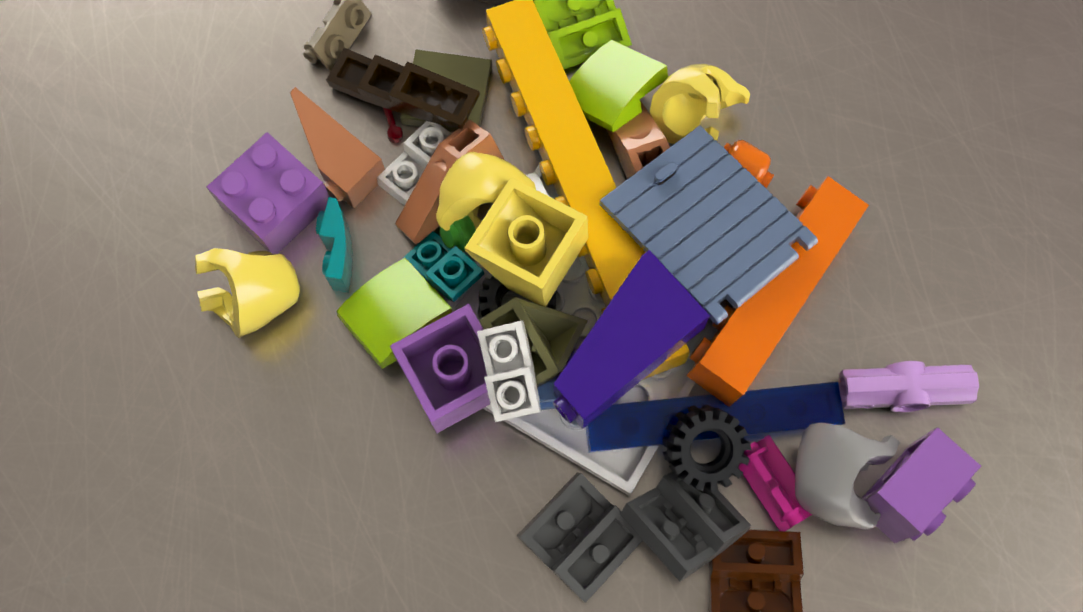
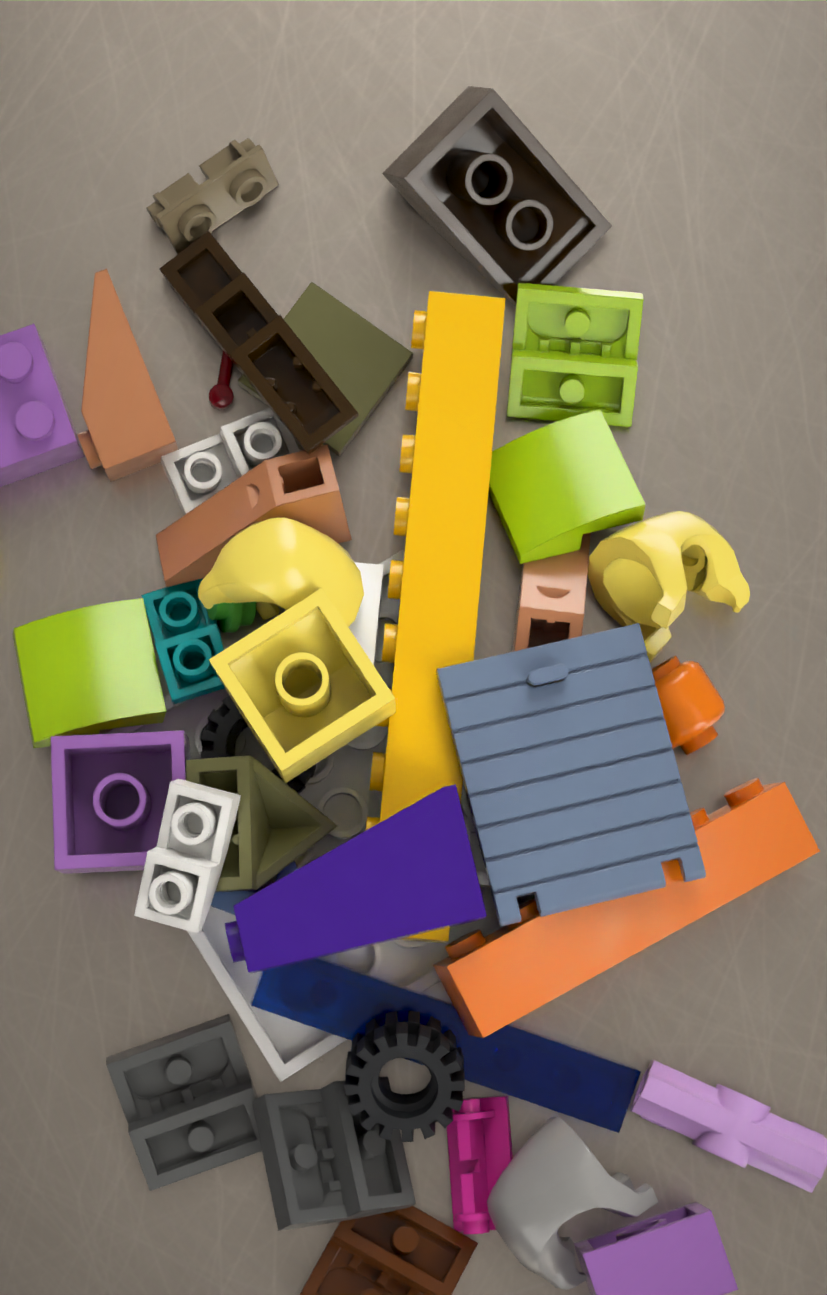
camera: 20 degrees right, 10 degrees up
(335, 235) = (65, 512): teal slope -> none

